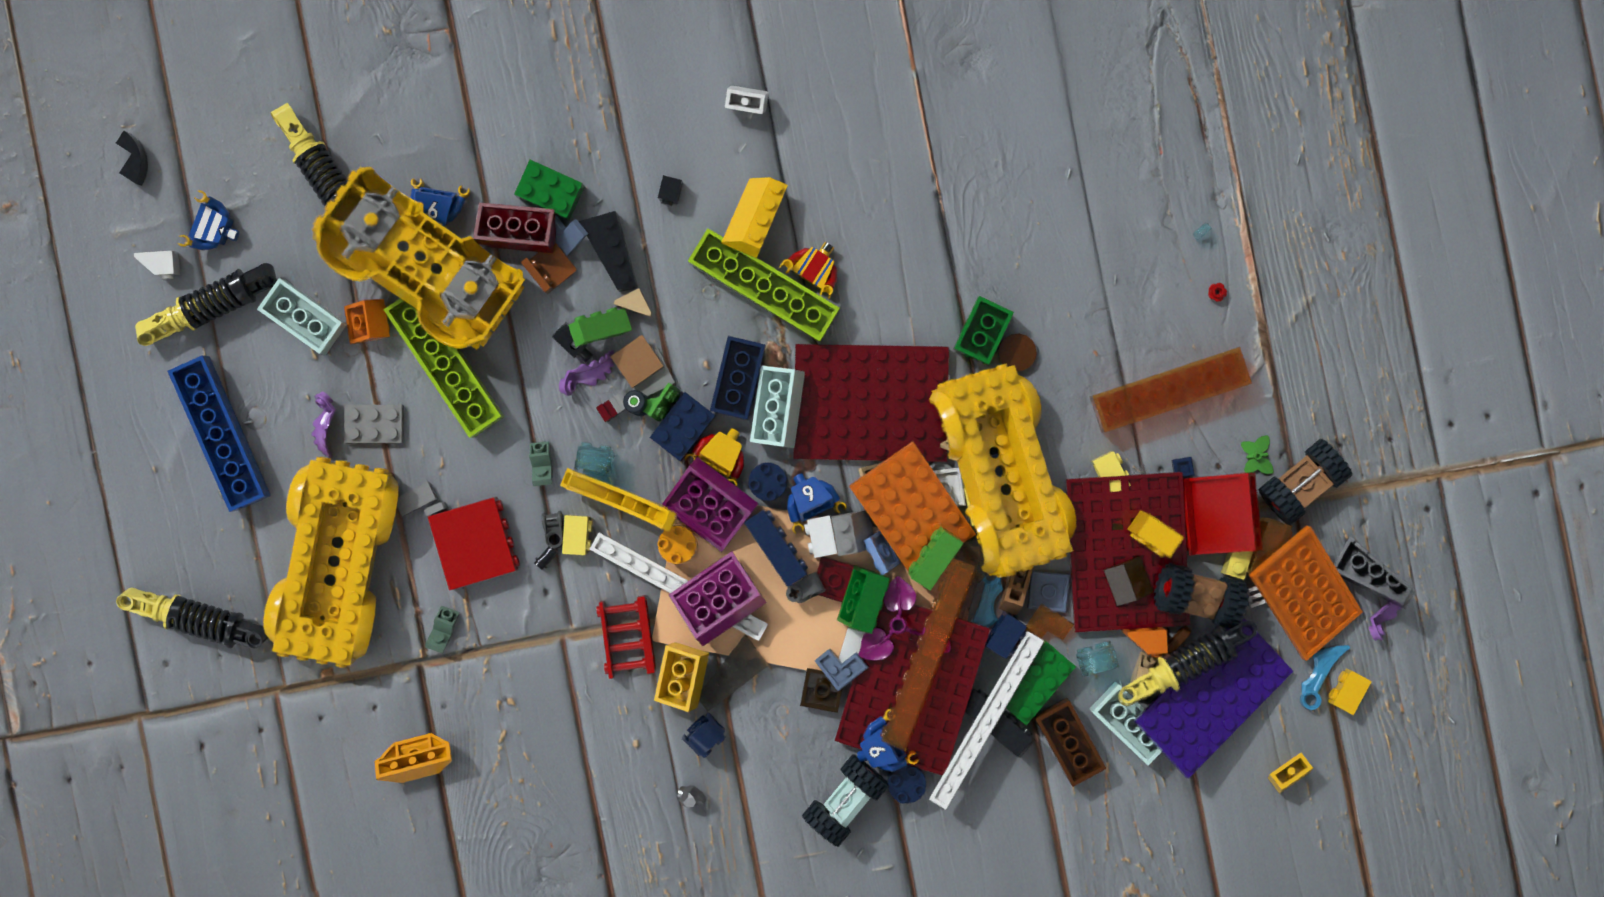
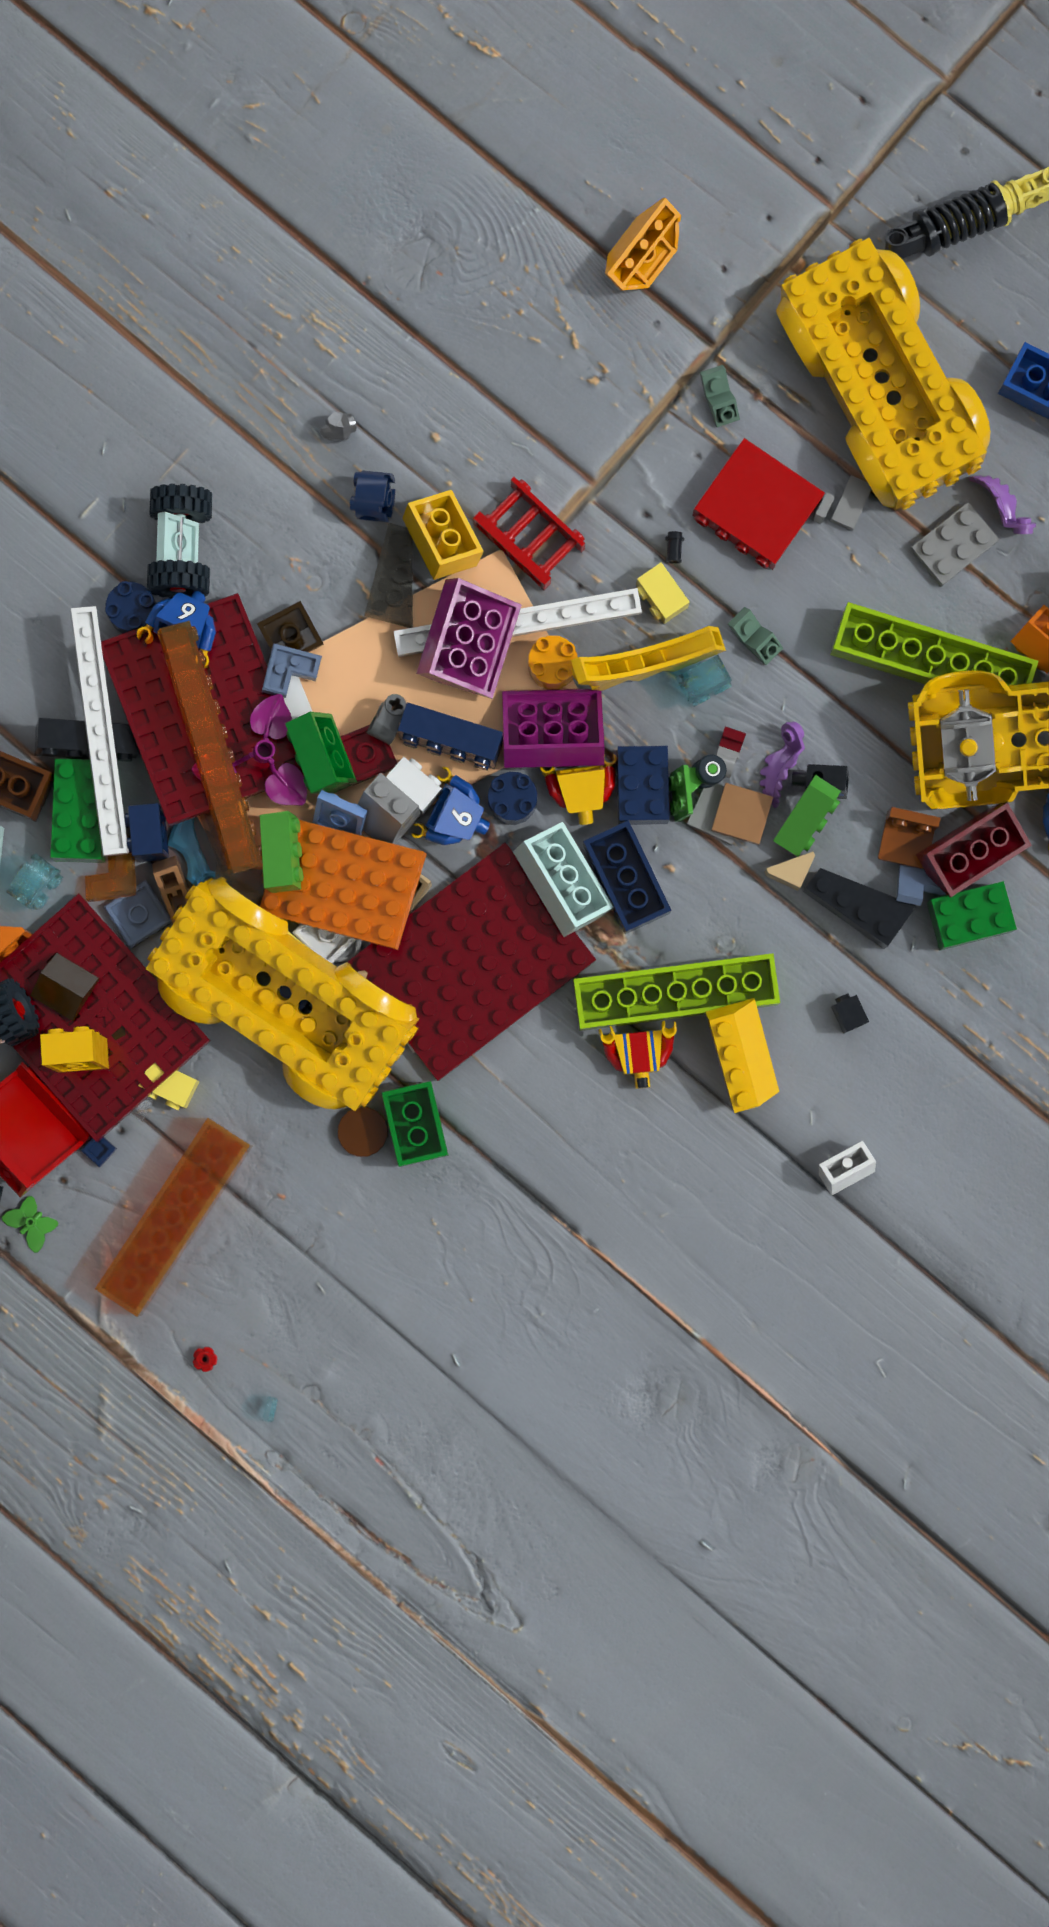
camera: 140 degrees right, 5 degrees down
(553, 527) = (691, 581): dark grey piece -> none

